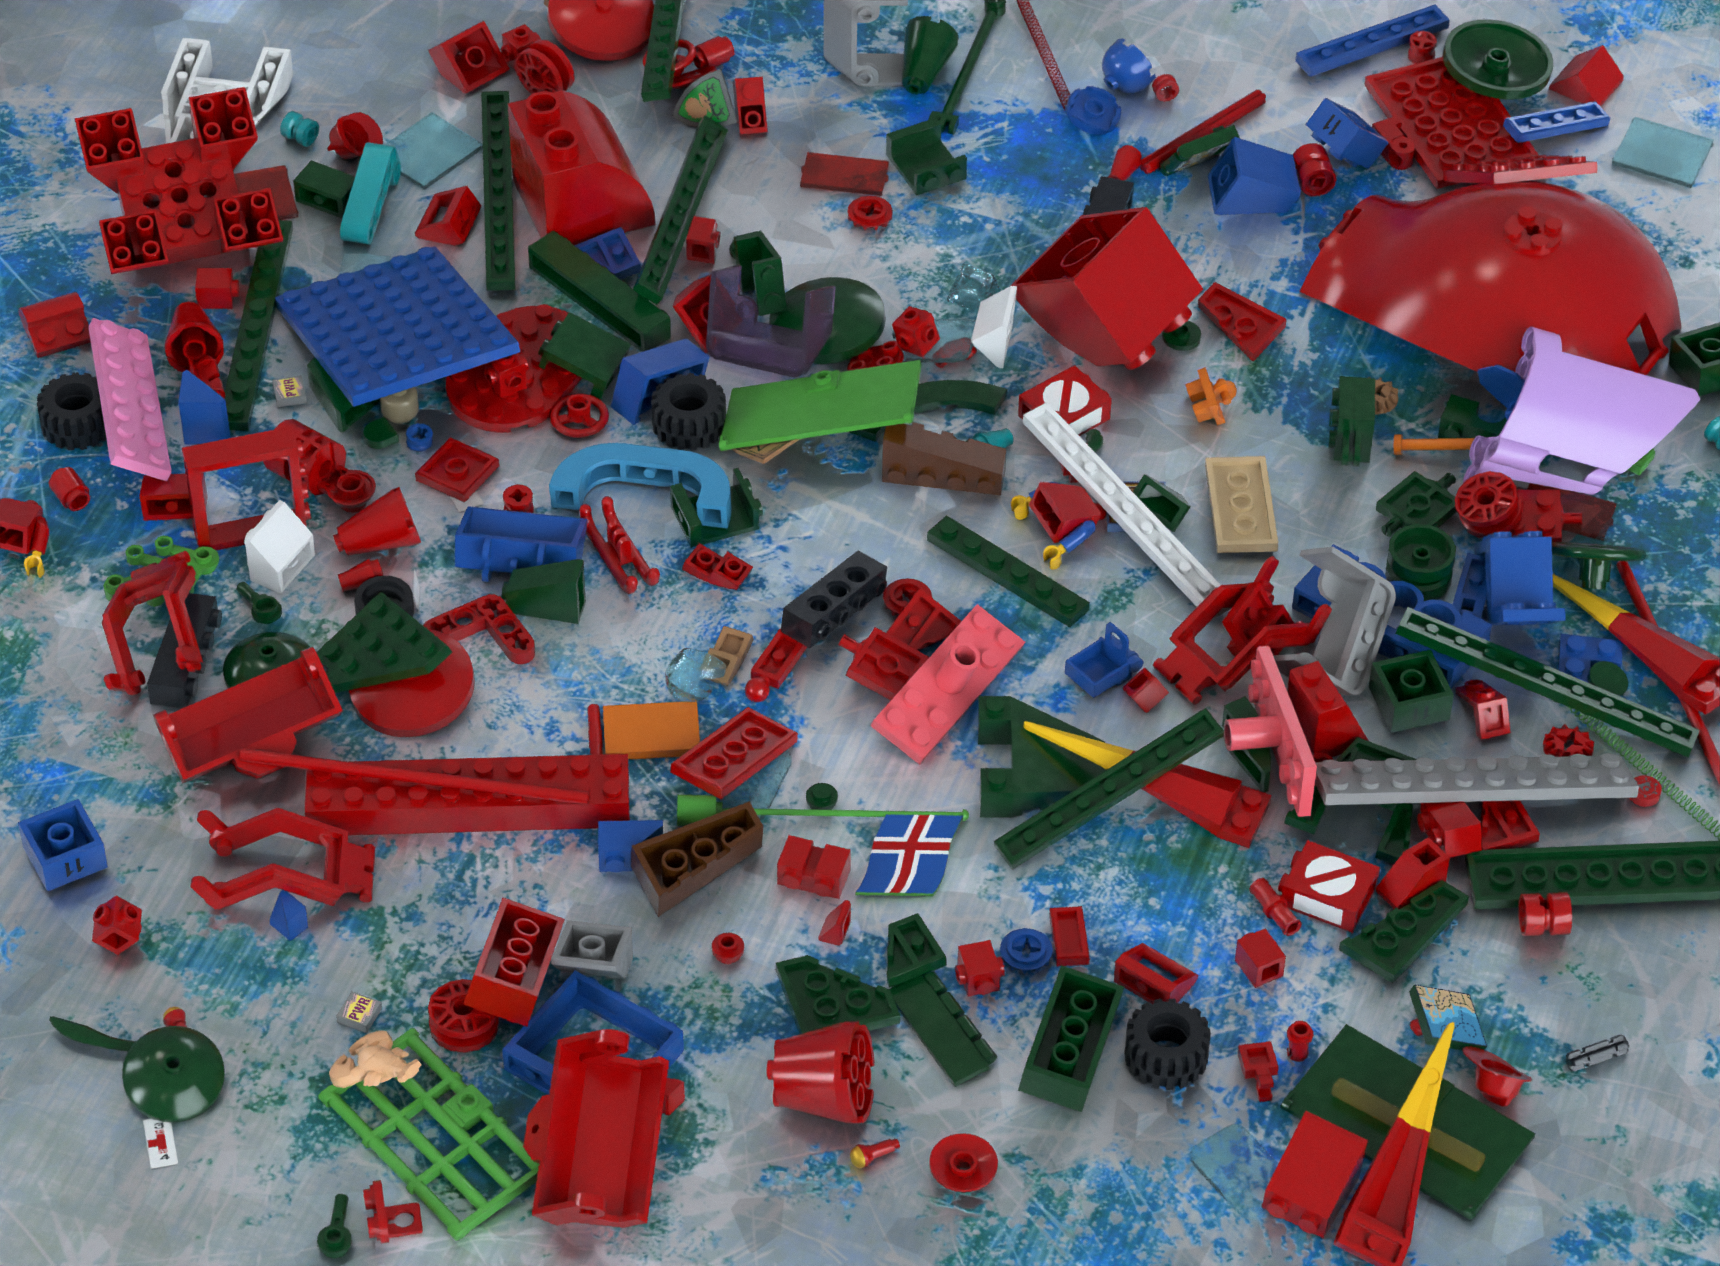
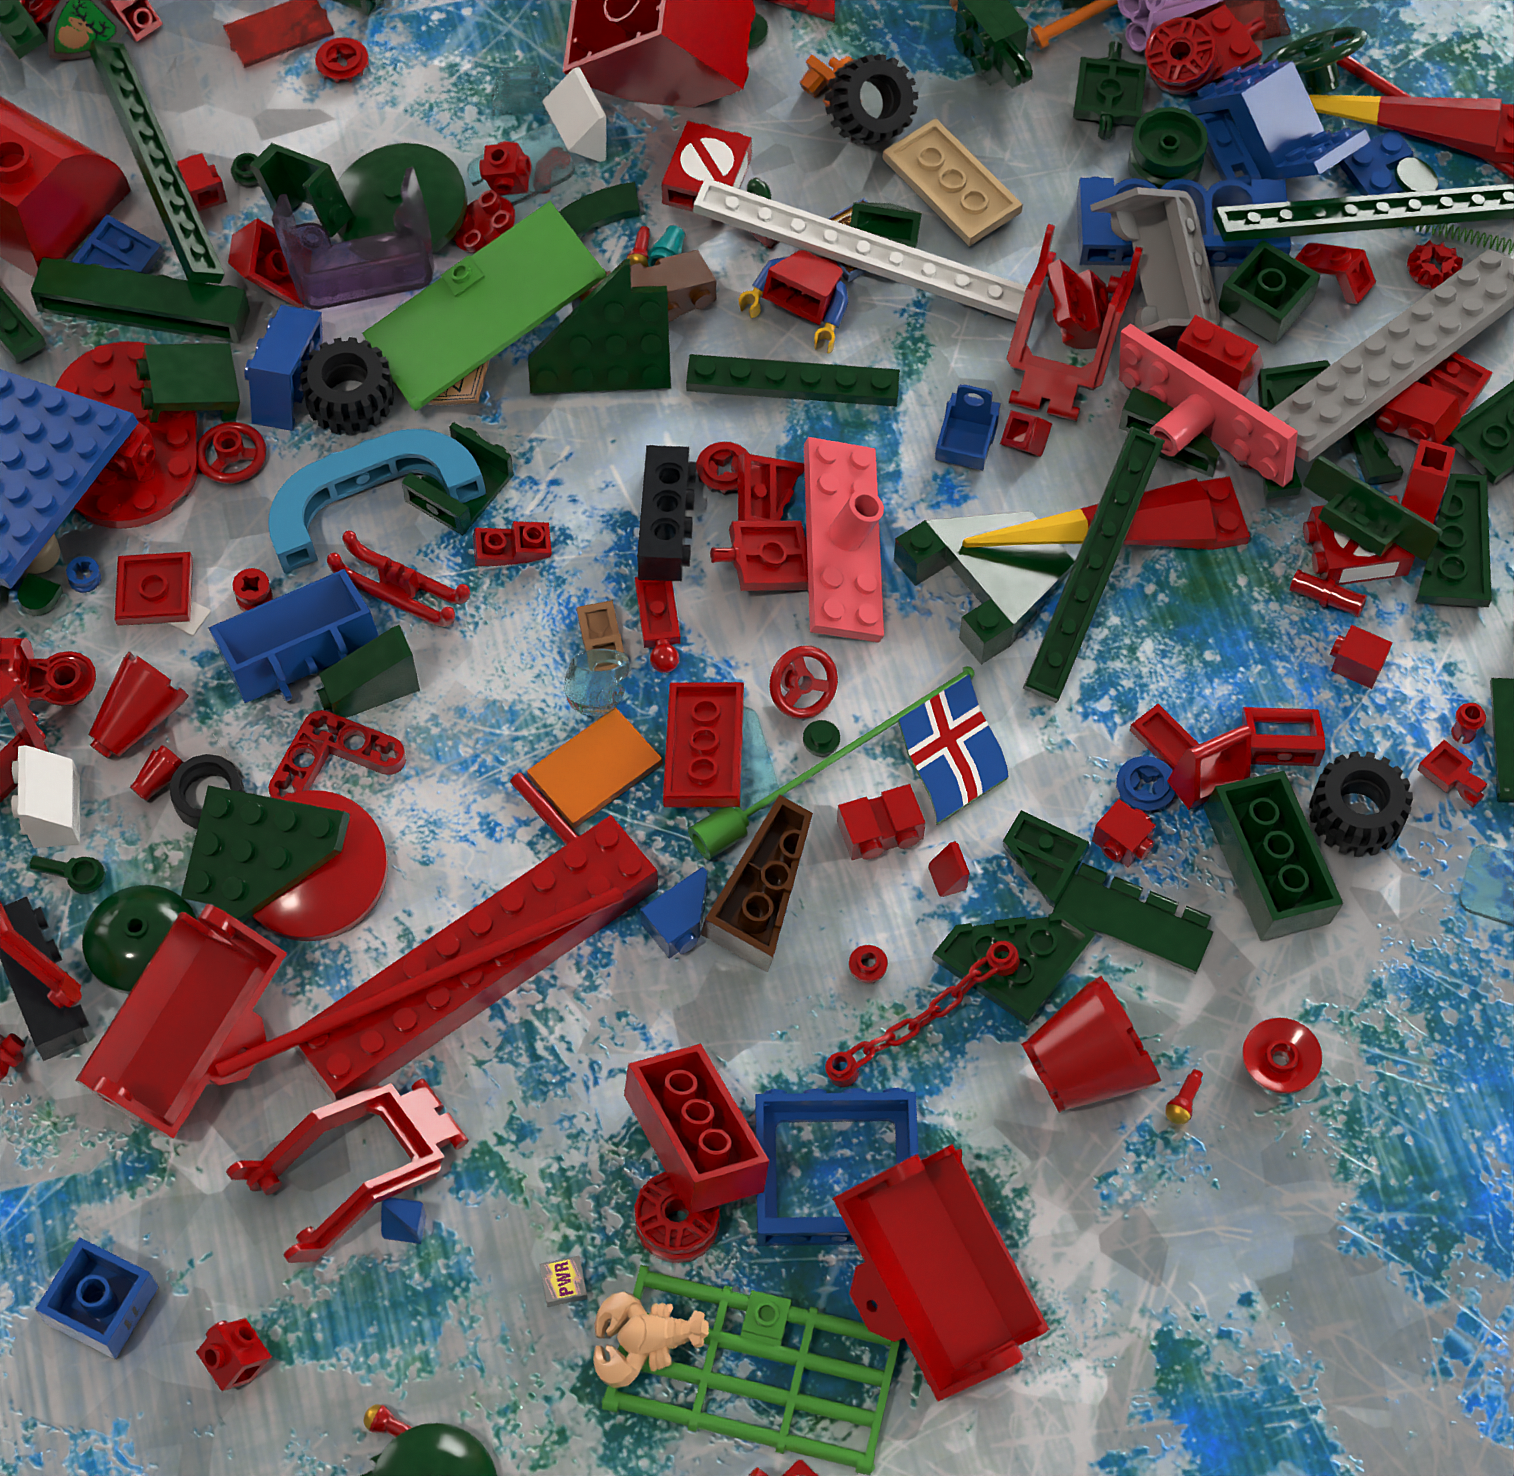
camera: 35 degrees left, 15 degrees up
(594, 949) = (757, 1059): light grey slope -> none
(816, 990) = (1000, 967): none -> red piece
(838, 741) = (788, 676): none -> red piece
(887, 471) = (607, 341): none -> dark green wing
(964, 435) = (639, 252): none -> red piece
(1052, 958) = (1212, 764): none -> red tile
(1235, 395) = (895, 93): none -> black tyre
(1337, 861) = (1368, 514): none -> dark green bracket

